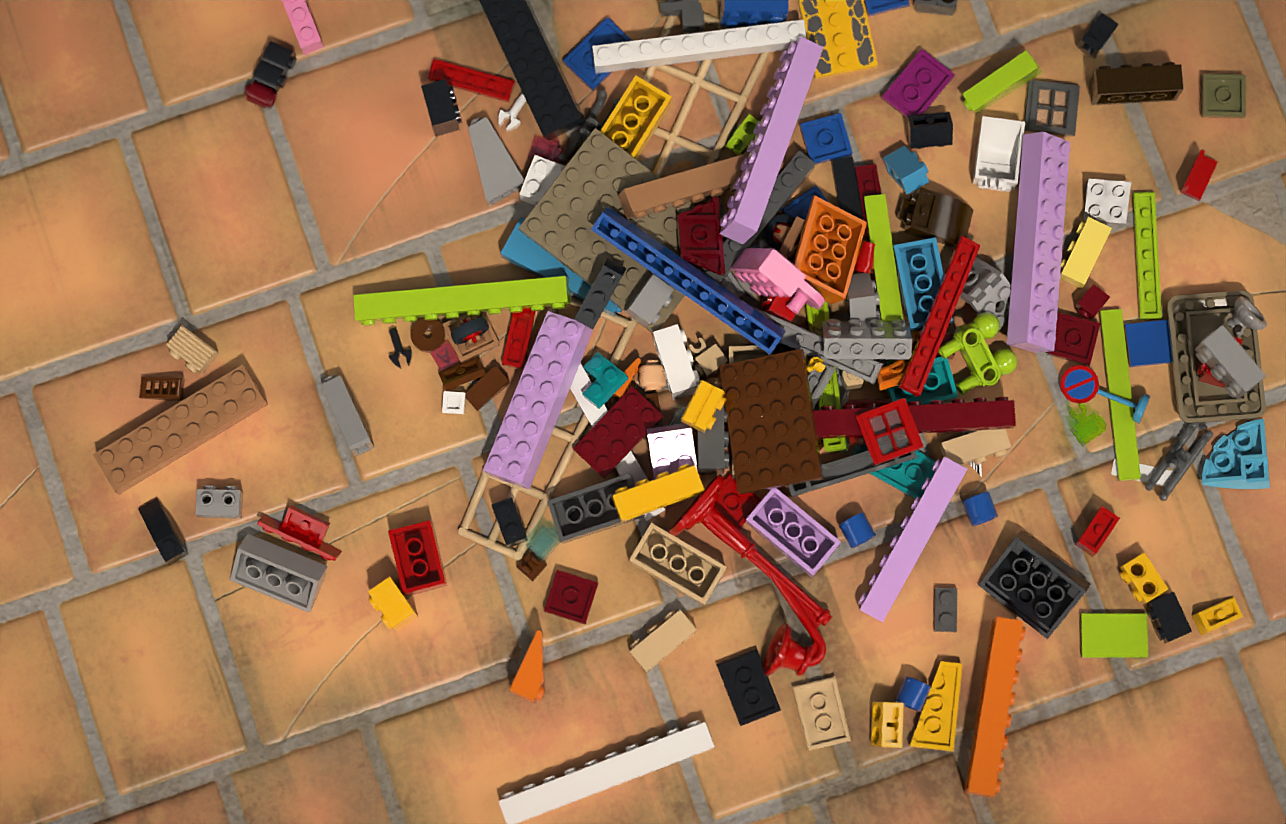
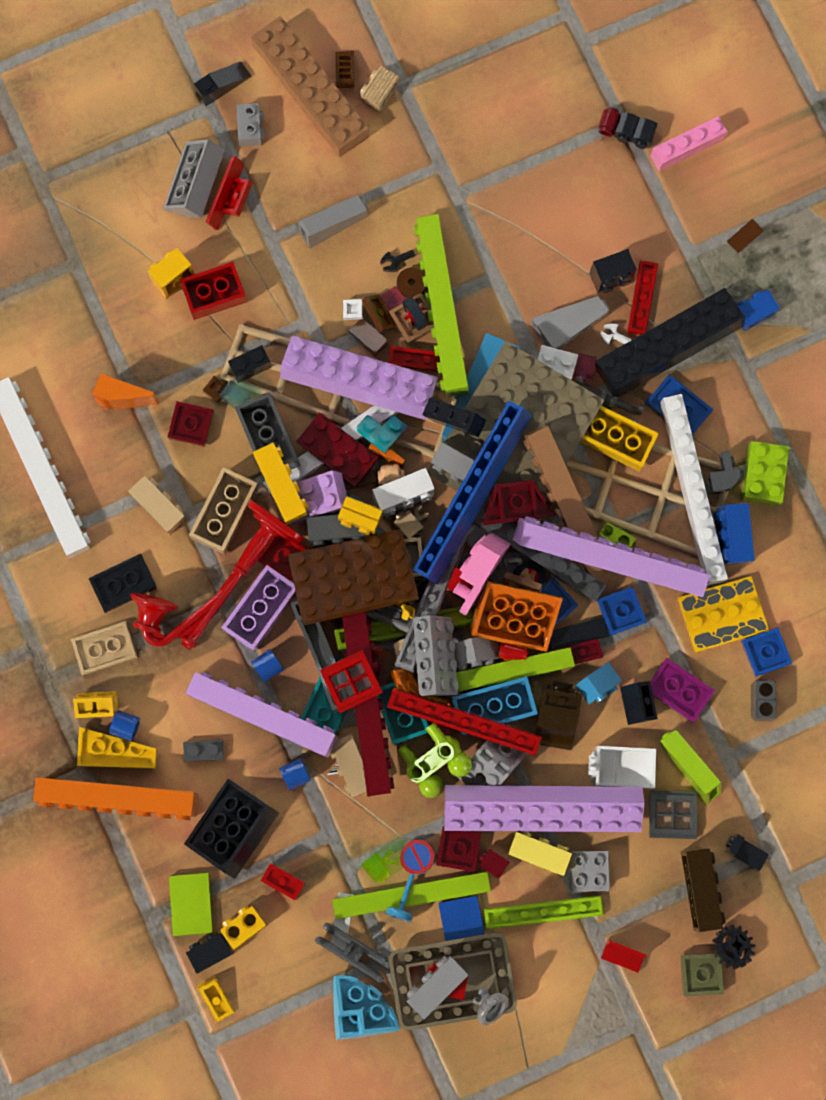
camera: 80 degrees right, 0 degrees up
(1198, 58) = (732, 949): none -> black gear

